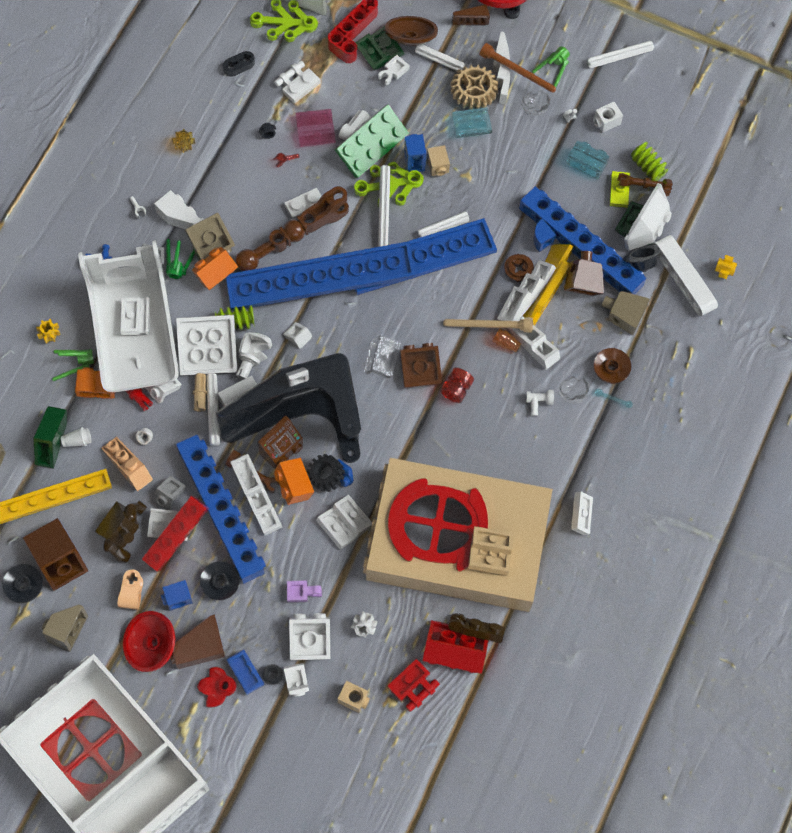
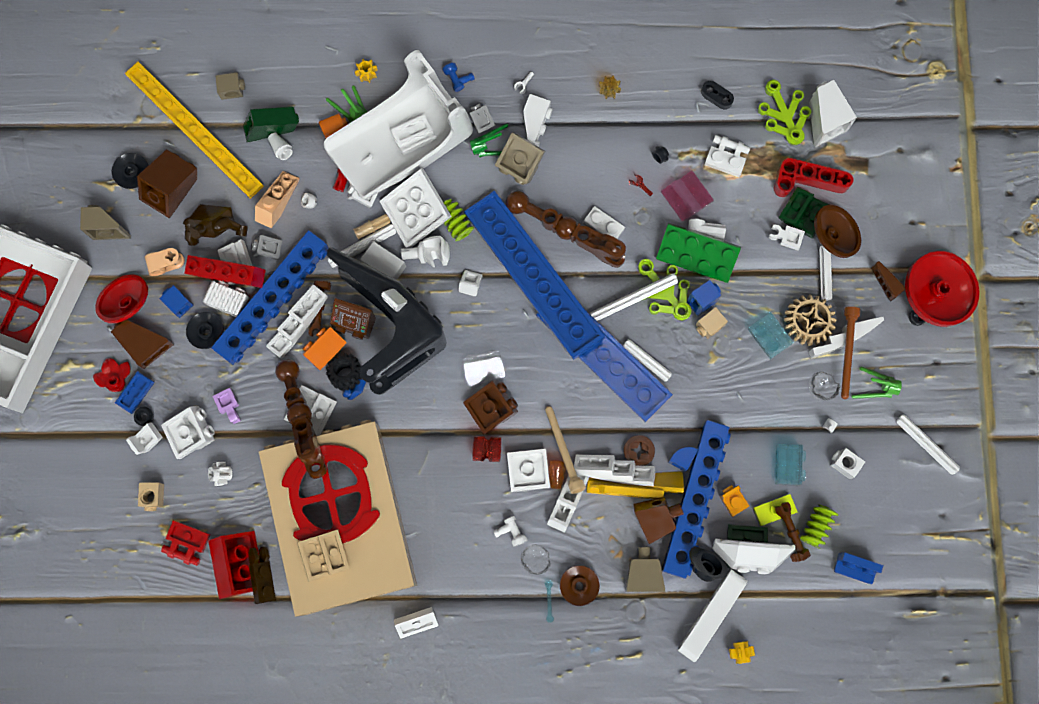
camera: 70 degrees right, 10 degrees up
(199, 548) = (225, 298): none -> white brick
(214, 267) = (493, 177): orange brick -> none
(351, 519) = (300, 417): none -> reddish brown piece
(492, 362) = (528, 470): none -> white plate
(596, 215) = (734, 500): none -> light orange bracket
(696, 150) = (857, 568): none -> blue bracket

